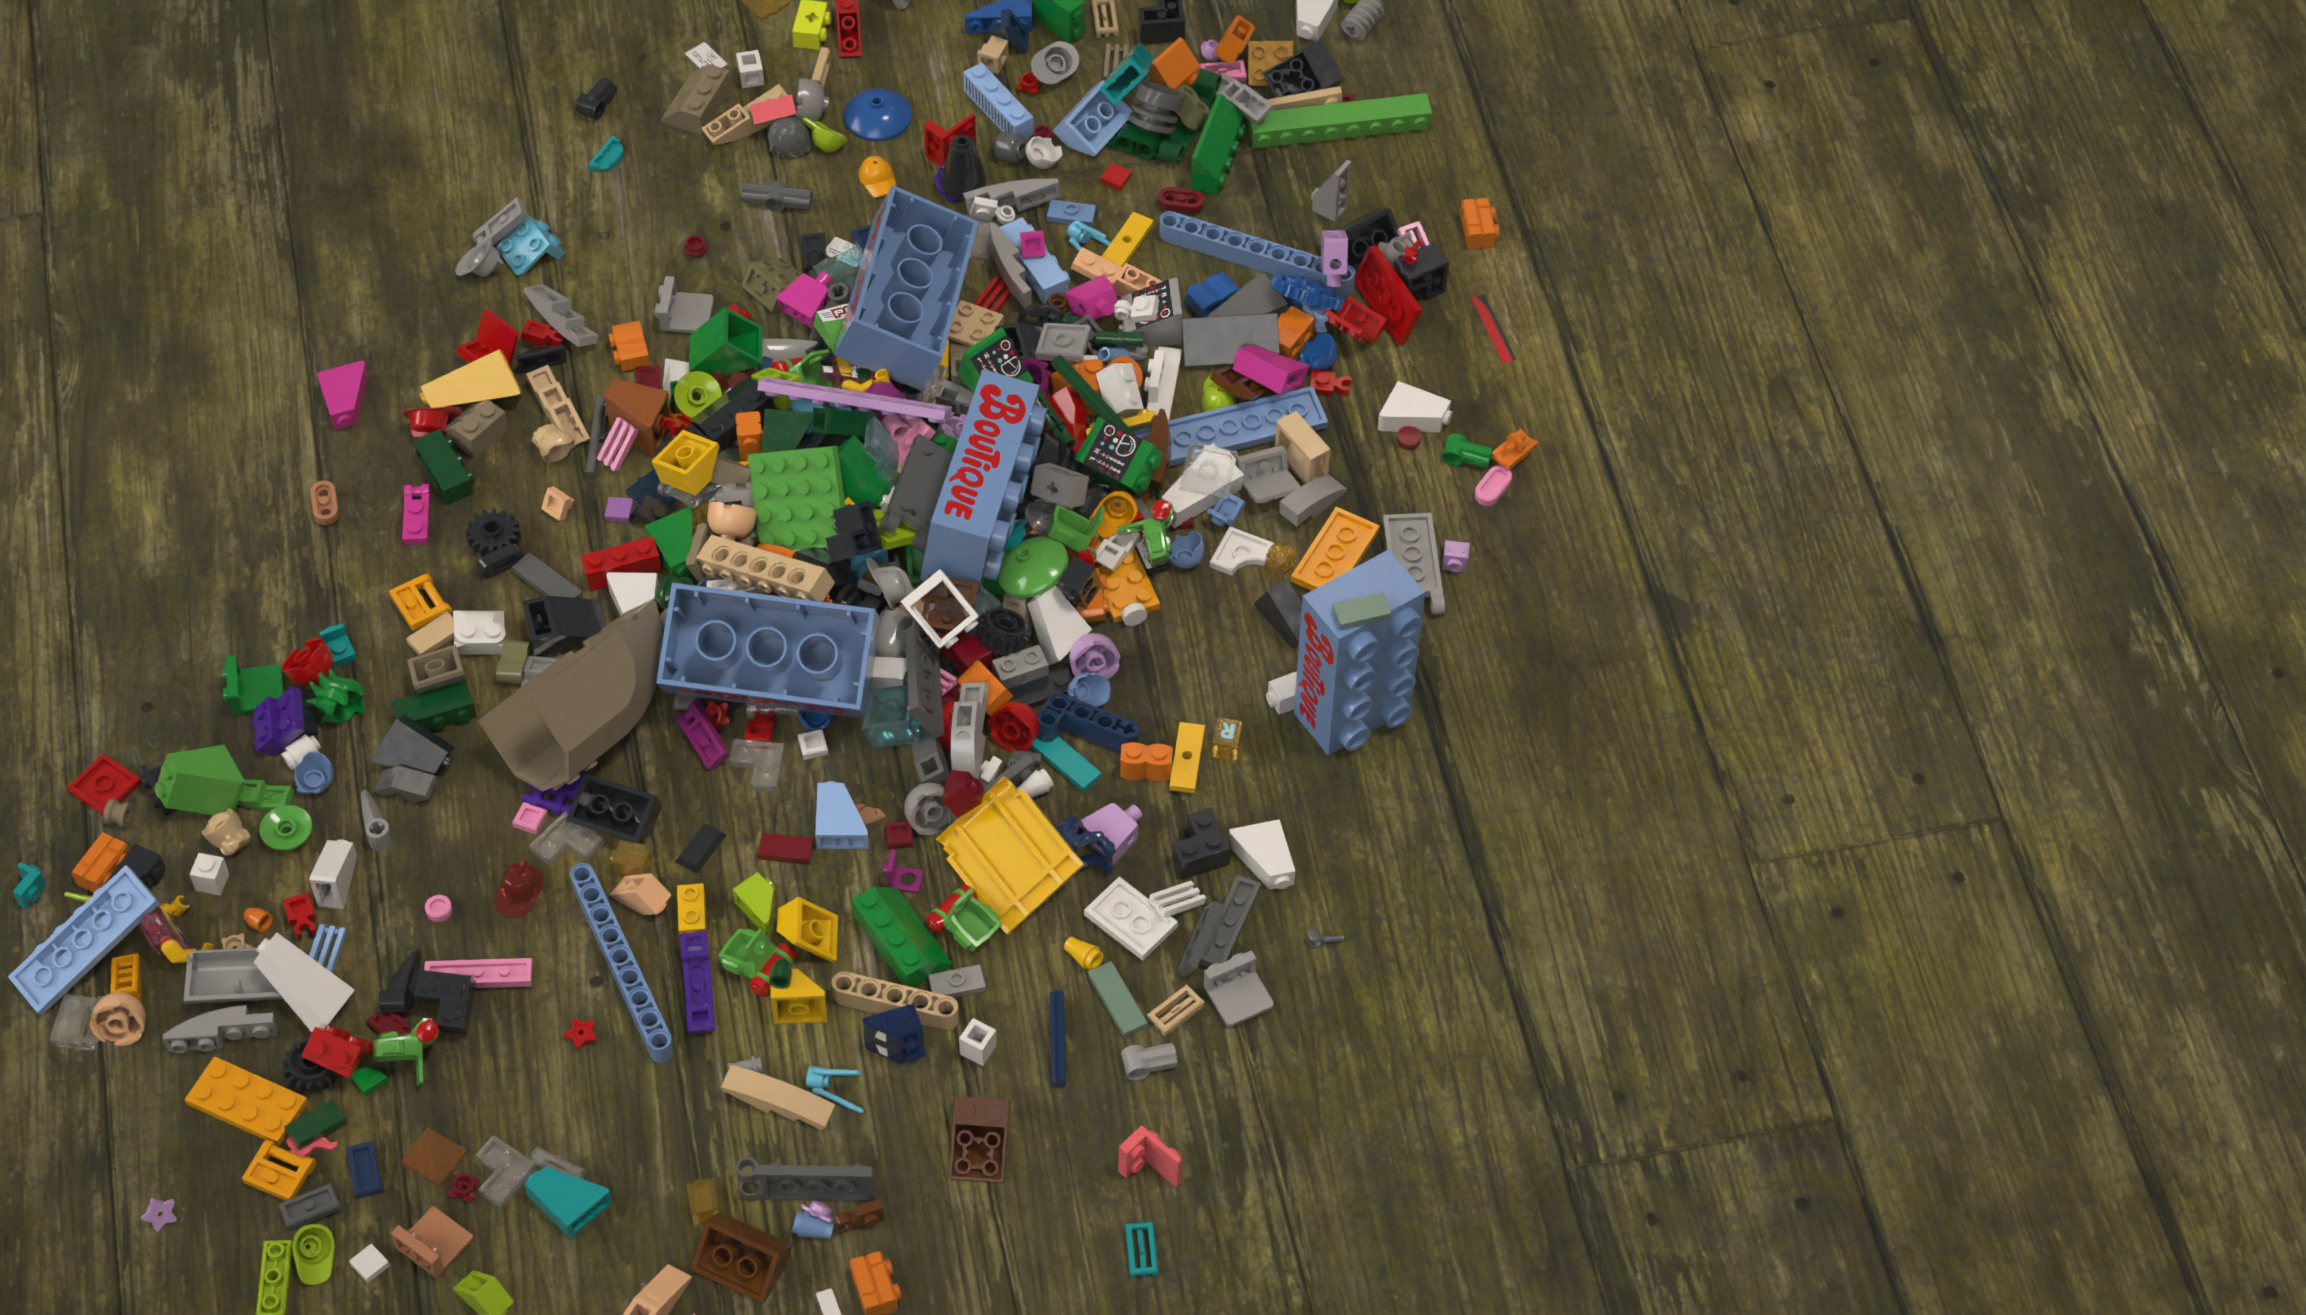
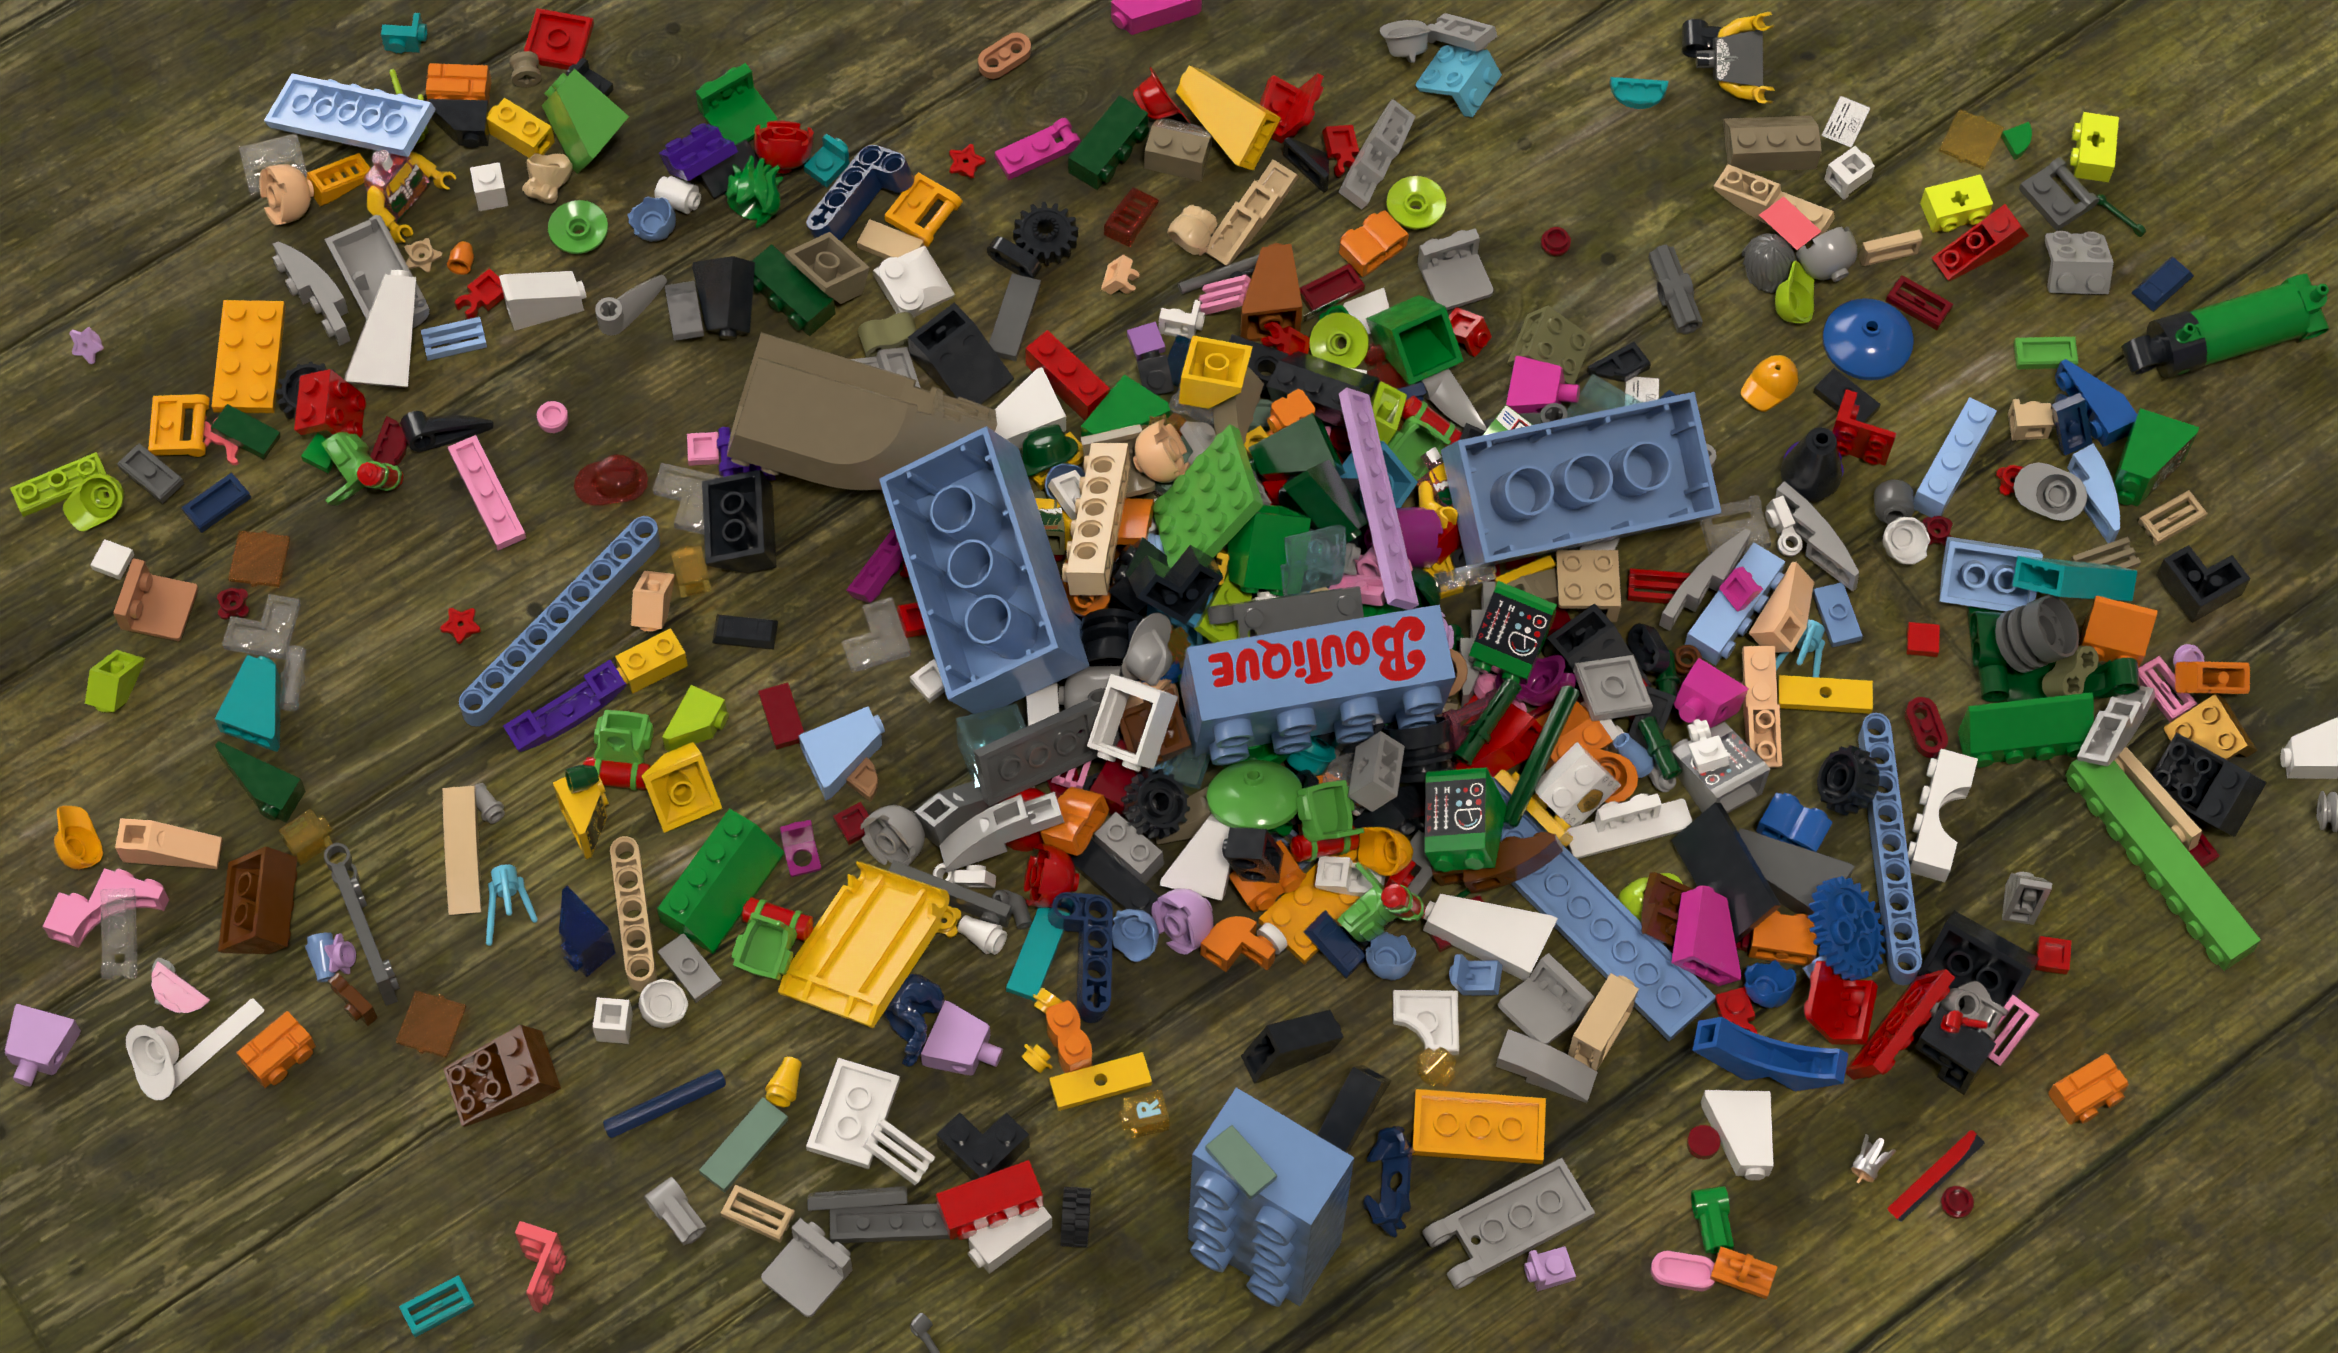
camera: 65 degrees right, 10 degrees up
(172, 835) = (519, 129): none -> yellow brick
(263, 797) = (611, 187): bright green slope -> none
(368, 618) = (856, 188): none -> dark blue beam
(397, 567) = (965, 169): none -> red plate
(452, 993) = (439, 479): black brick -> none
(517, 492) = (1127, 235): none -> clear red slope
(614, 308) = (1416, 192): none -> lime dish
(620, 480) = (1181, 323): none -> white bracket
(626, 85) = (1739, 58): none -> torso
(637, 1218) = (269, 787): none -> dark green slope
(870, 77) = (1917, 306): none -> dark red tile
(907, 1174) = (431, 1024): none -> clear orange piece
(908, 144) = (1832, 390): none -> black plate
(947, 29) = (2044, 352): none -> bright green tile
(962, 792) = (912, 857): dark red slope -> none
(980, 1006) = (663, 1003): none -> white hair
(1060, 237) = (1786, 612): none -> light nougat slope
(1086, 45) = (2102, 498): none -> light blue slope
(1108, 766) = (1045, 999): none -> yellow plate
(1126, 634) = (1234, 937): none -> orange brick
(1149, 788) = (1037, 1058): none -> yellow plate
(1159, 579) = (1335, 944): none -> dark blue tile
(1187, 250) = (1848, 780): none -> black gear
(1208, 470) = (1501, 929): clear slope -> none
(1221, 634) = (1291, 1044): none -> black slope
(1224, 203) = (1934, 848): none -> white arch
(1253, 846) = (990, 1200): none -> red brick
(1286, 805) = (1075, 1217): none -> black tyre
(1334, 246) = (1910, 932): lavender torso -> none
(1367, 379) = (1758, 1056): none -> blue arch
(1376, 200) = (2053, 955): none -> red plate
(1473, 358) = (1866, 1164): none -> flat silver piece
(1518, 322) = (1957, 1202): none -> dark red plate

